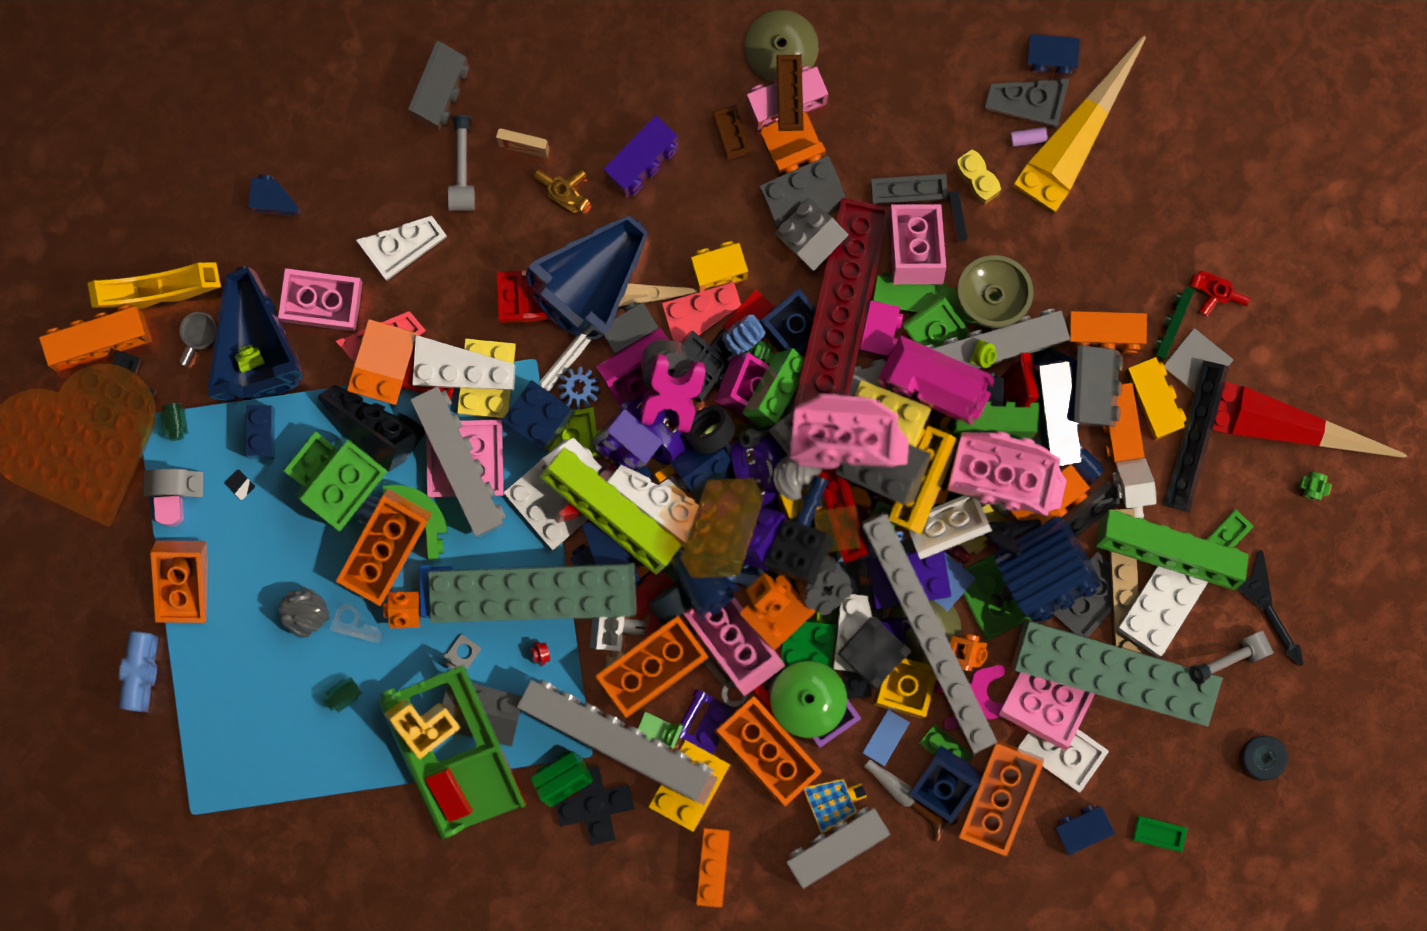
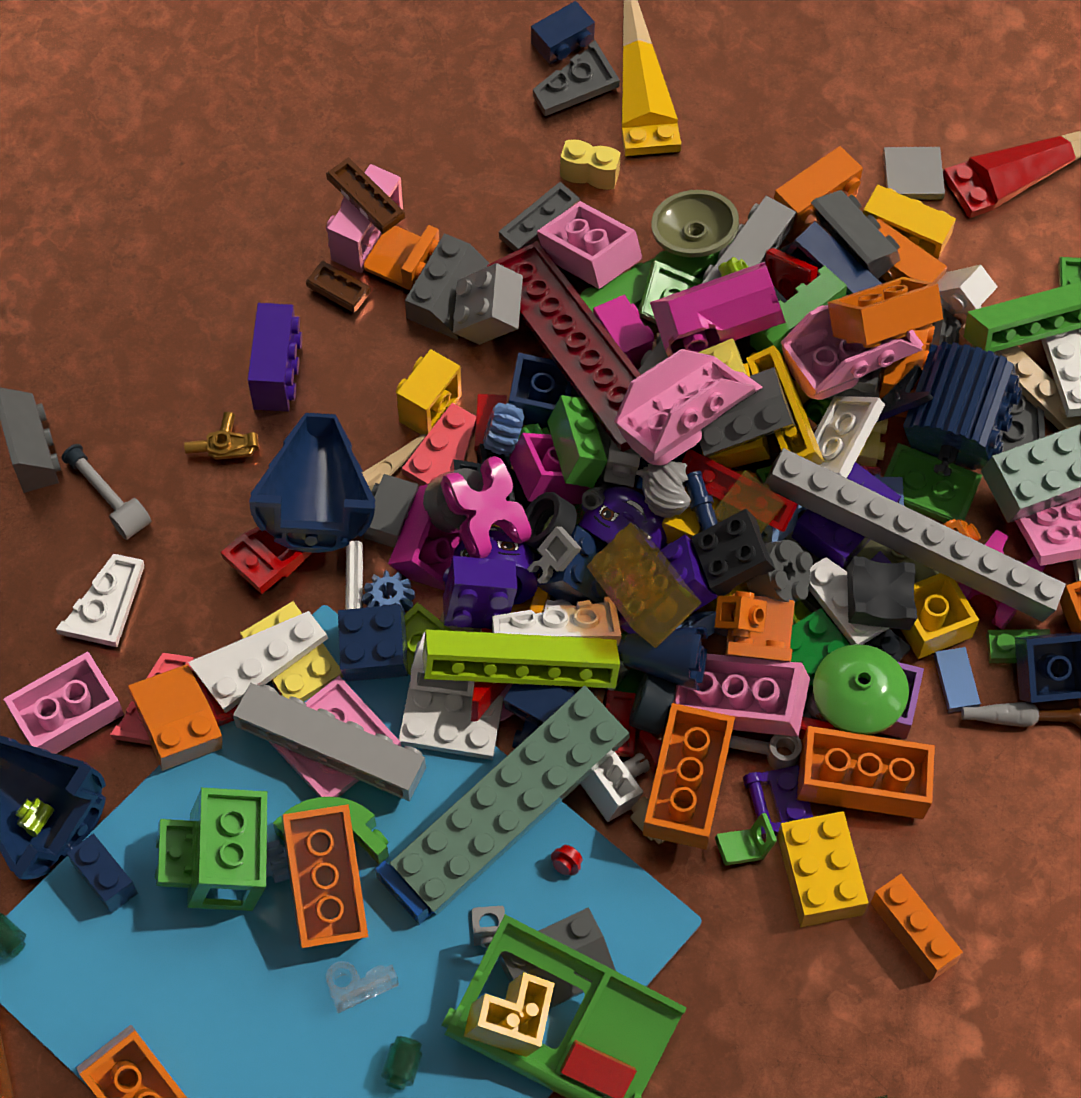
camera: 40 degrees left, 20 degrees down
(169, 510) = (66, 1025): bright pink piece -> none
(173, 483) = (46, 992): light grey brick -> none
(240, 484) = (121, 946): black sticker -> none
(303, 612) = (292, 1012): dark grey hair -> none
(377, 432) = (246, 770): black wedge -> none
(403, 610) = (394, 926): orange brick -> none
(522, 143) = (150, 425): tan tile -> none
(561, 778) = (694, 962): green brick -> none
(595, 806) = (747, 967): black plate -> none
(617, 742) = (721, 869): light grey brick -> none
(692, 458) = (557, 553): none -> light grey plate
(767, 30) = (304, 200): olive dish -> none
(833, 802) = (967, 774): torso -> none
(837, 848) = (1012, 806): light grey brick -> none
(957, 217) = (601, 203): black tile -> none
(1028, 136) = (602, 108): lavender axle -> none
(1037, 475) = (885, 311): none -> orange brick
(1172, 323) = (863, 152): dark green plate -> none
(1196, 436) = (972, 221): black plate -> none
(1217, 289) = (873, 106): red piece -> none

